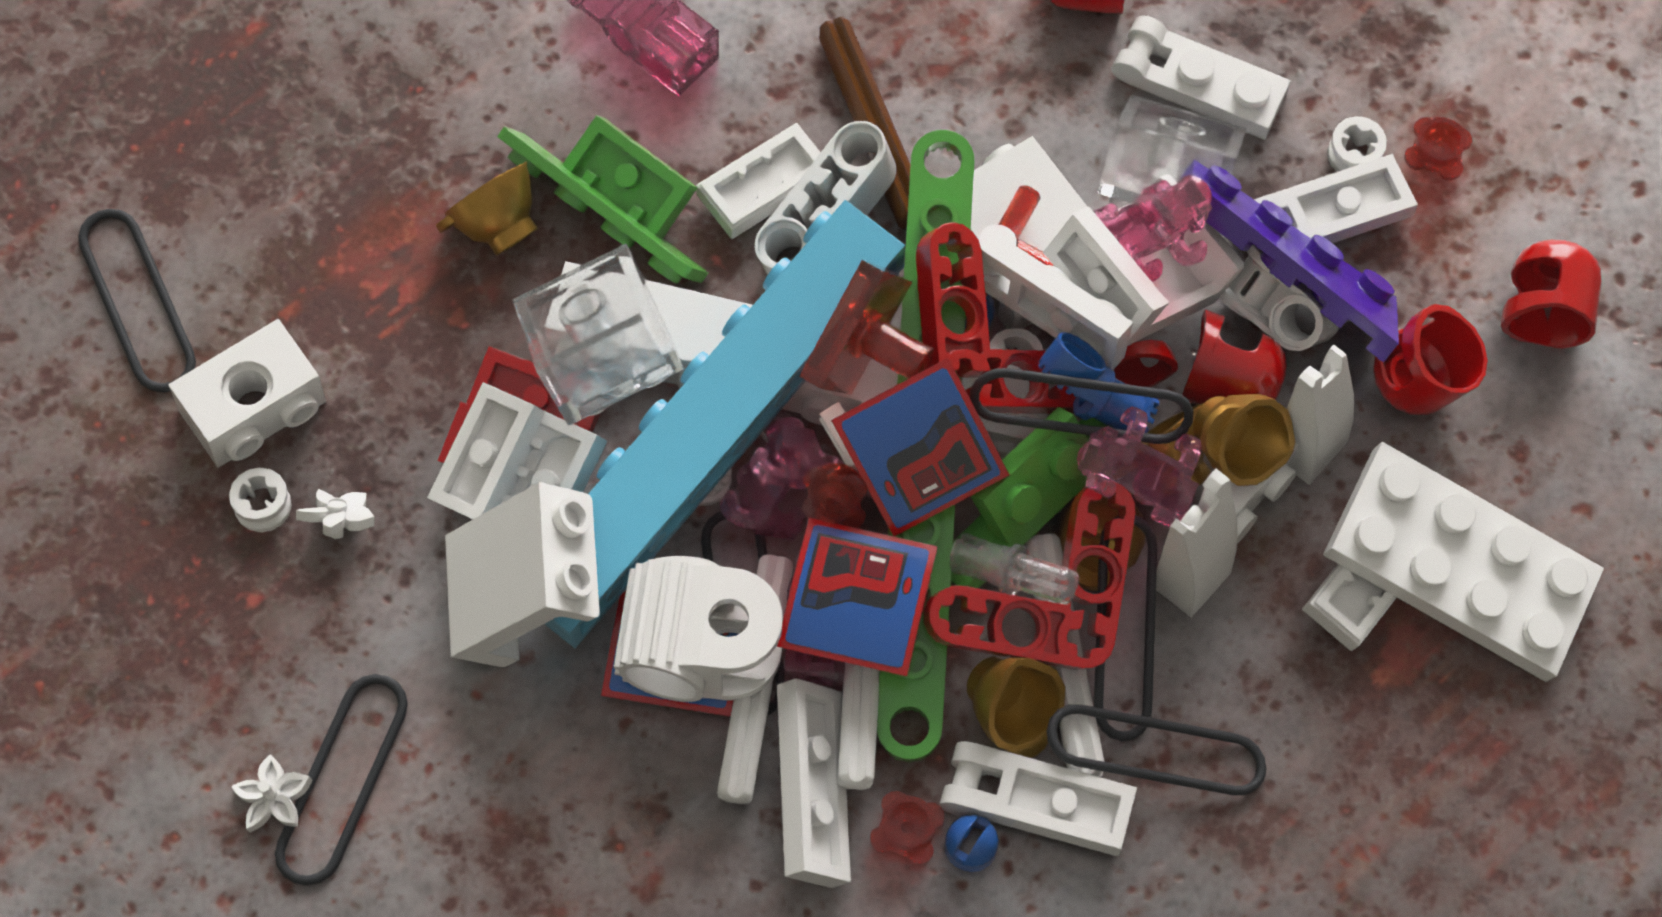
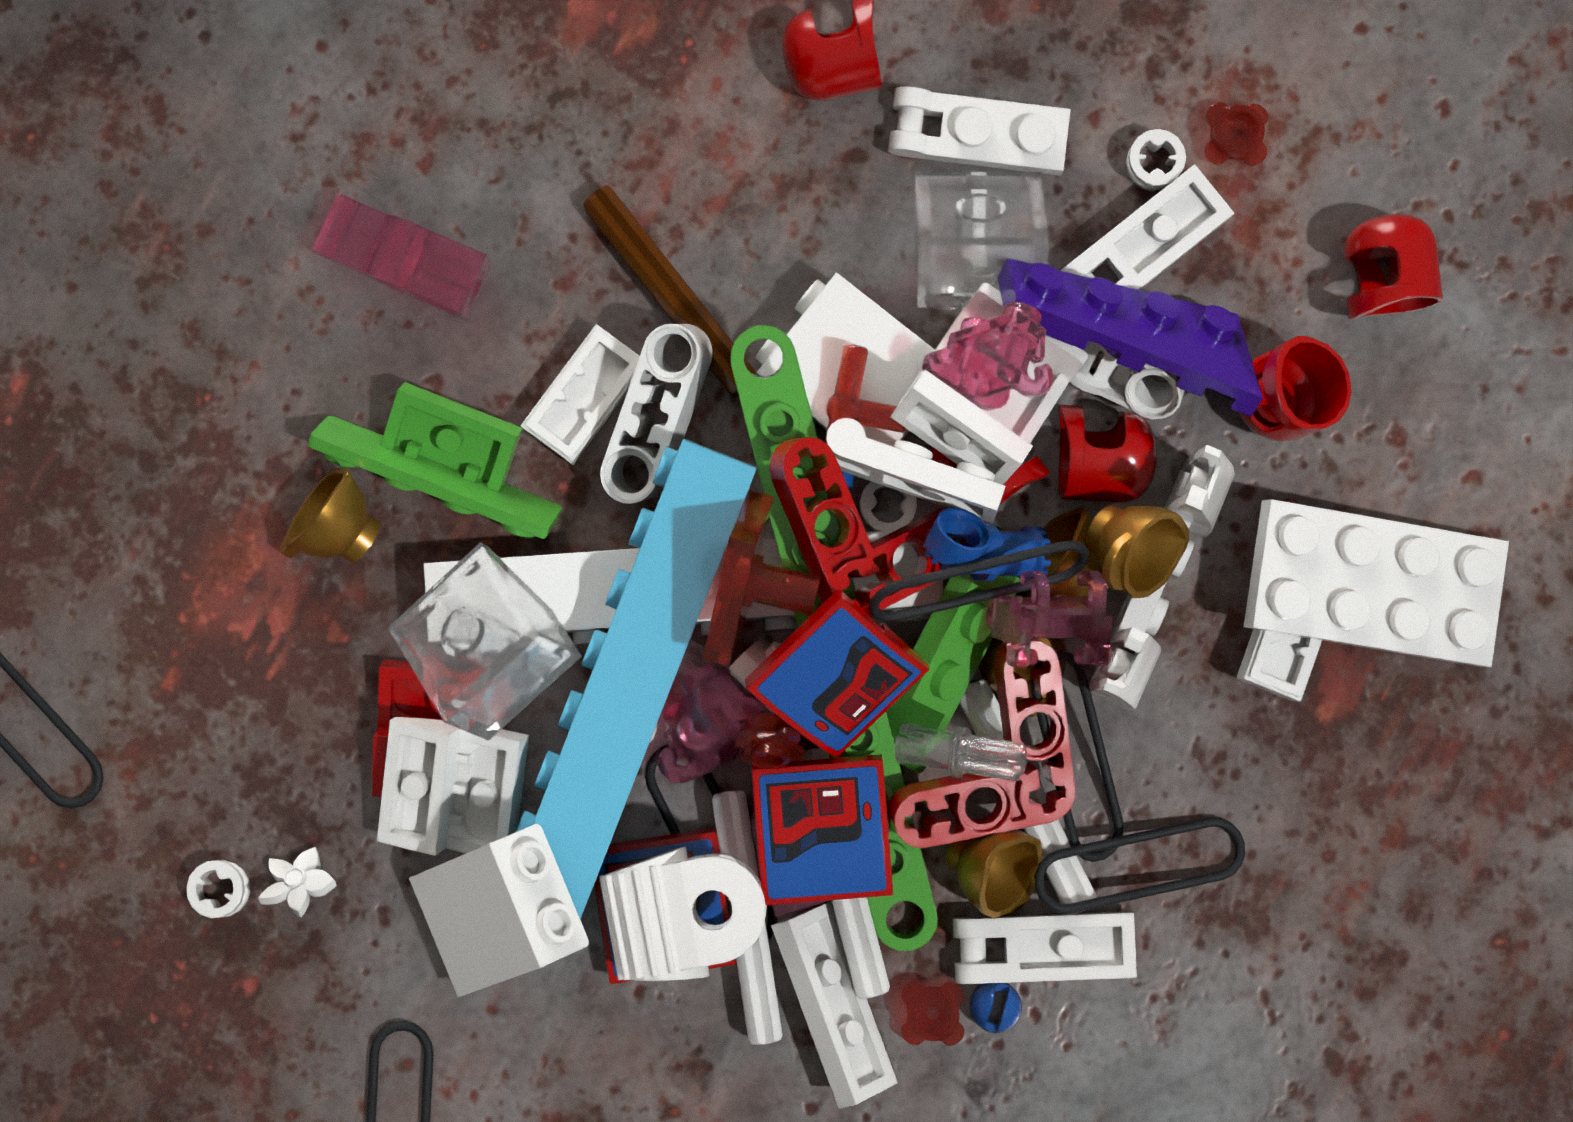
camera: 15 degrees left, 20 degrees up
(263, 363) = (132, 809): white brick -> none

